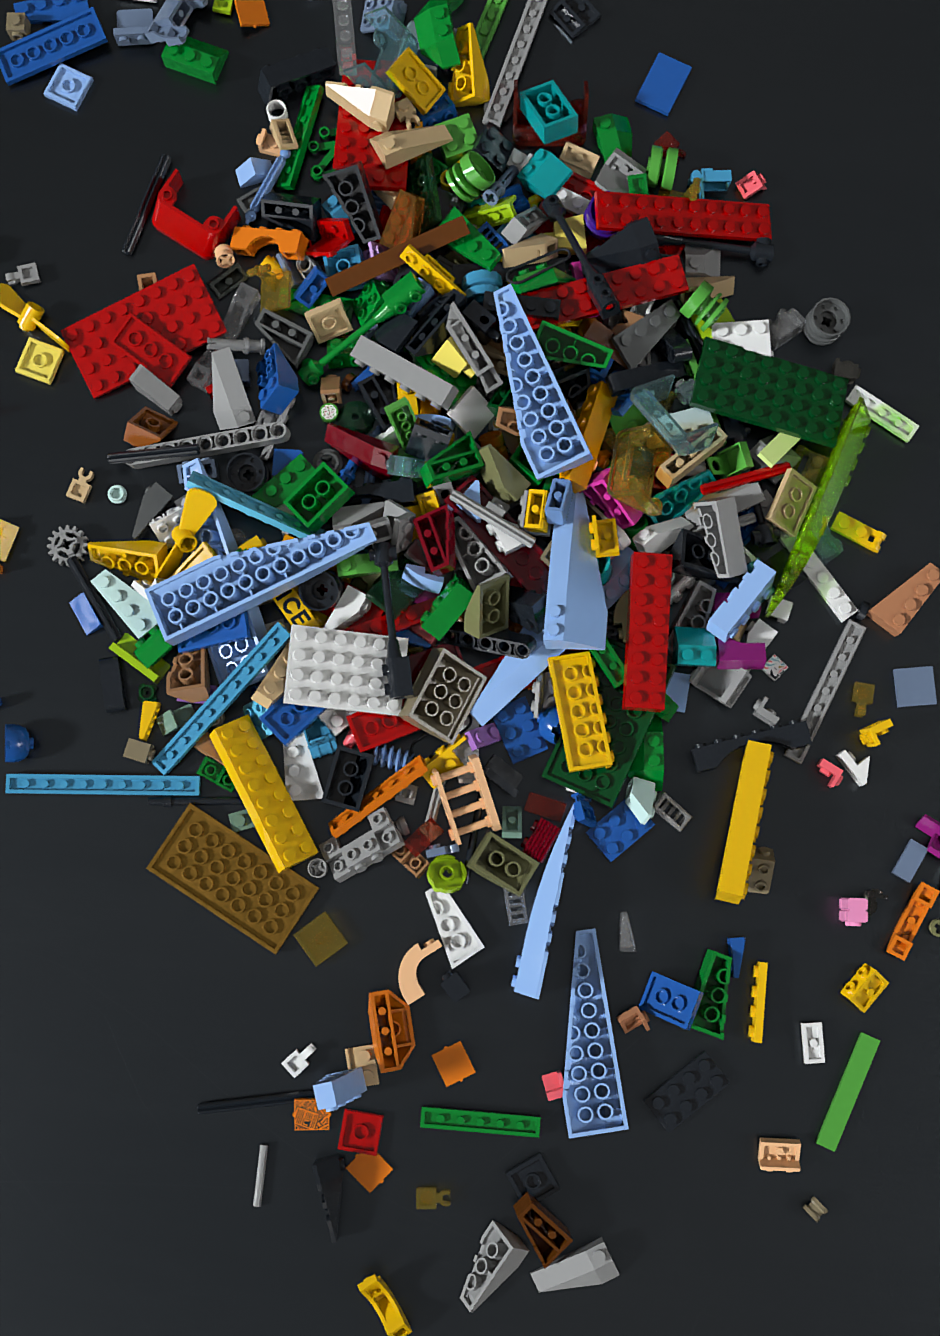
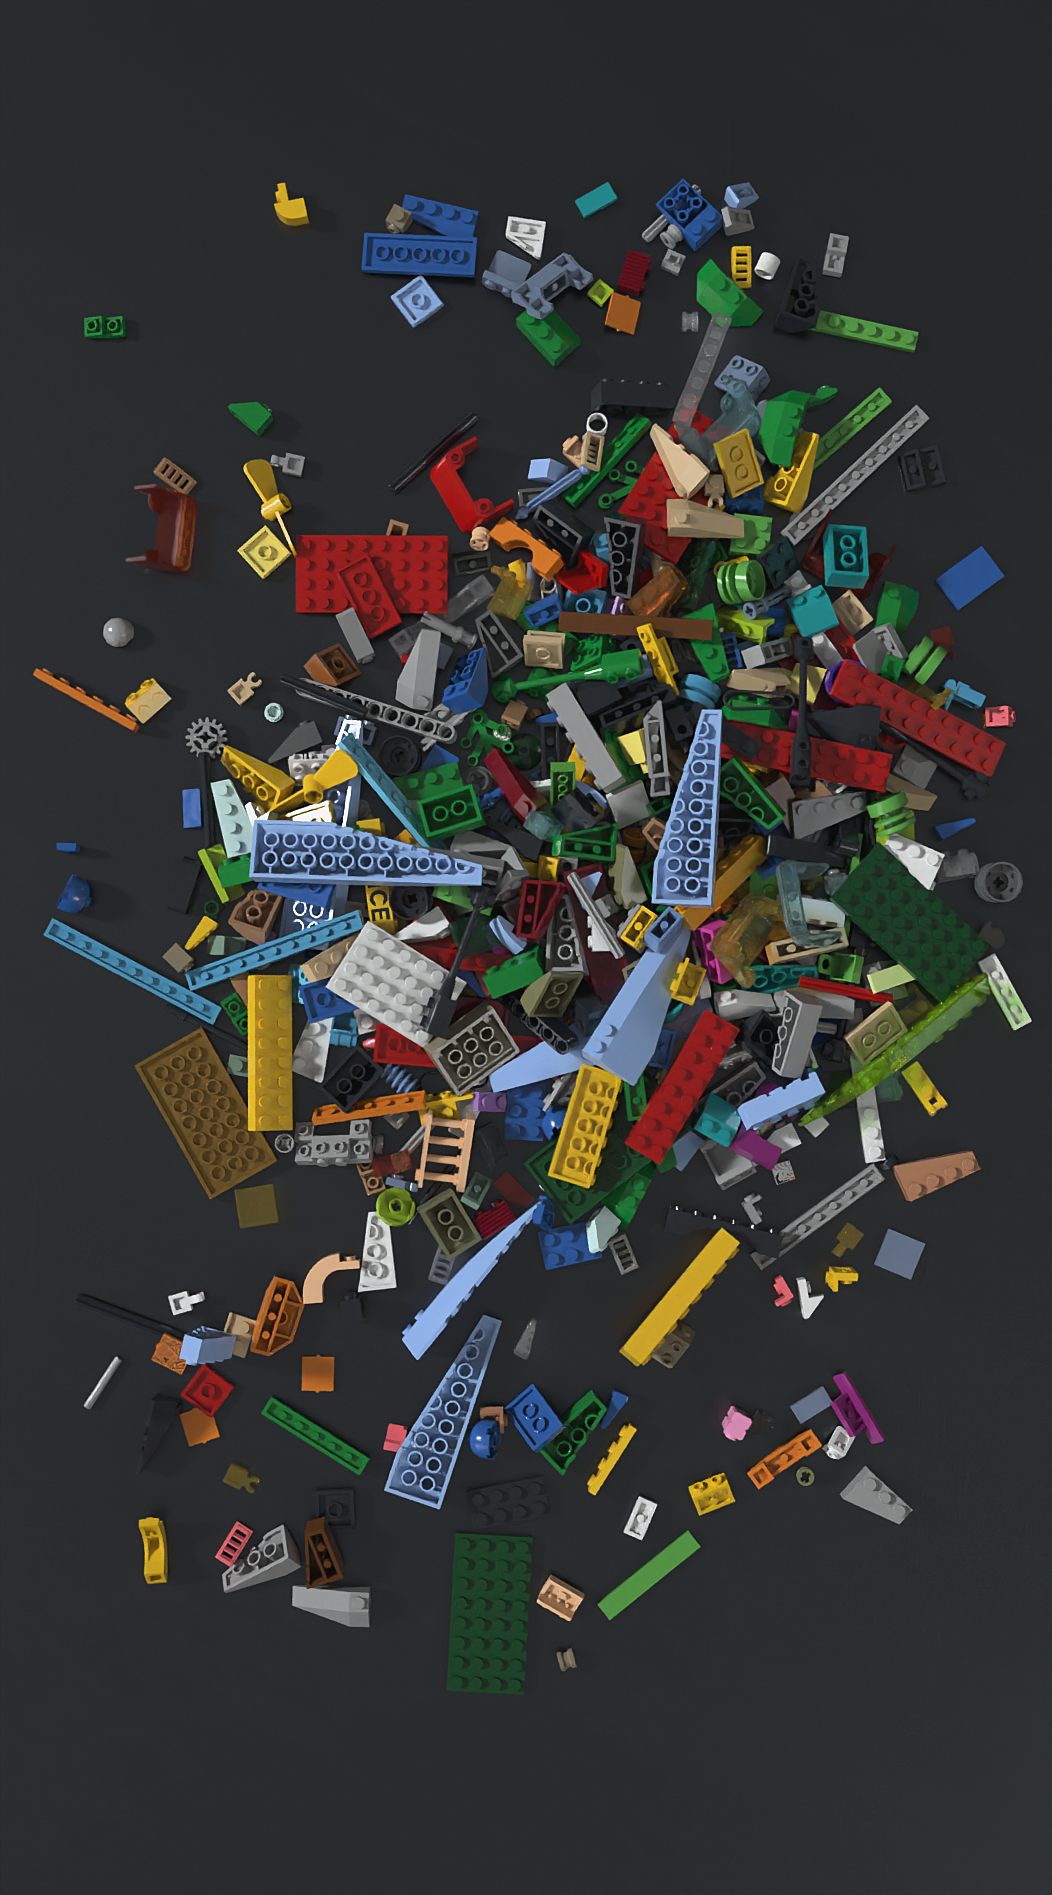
camera: 25 degrees right, 5 degrees up
(317, 424) = (485, 740): none -> green plant
(456, 1280) = (223, 1557): none -> coral slope
(615, 607) = (664, 1049): none -> blue bracket
(635, 1043) = (484, 1438): none -> blue cylinder
(723, 1203) = (489, 1613): none -> dark green plate
(758, 300) = (947, 829): none -> blue slope

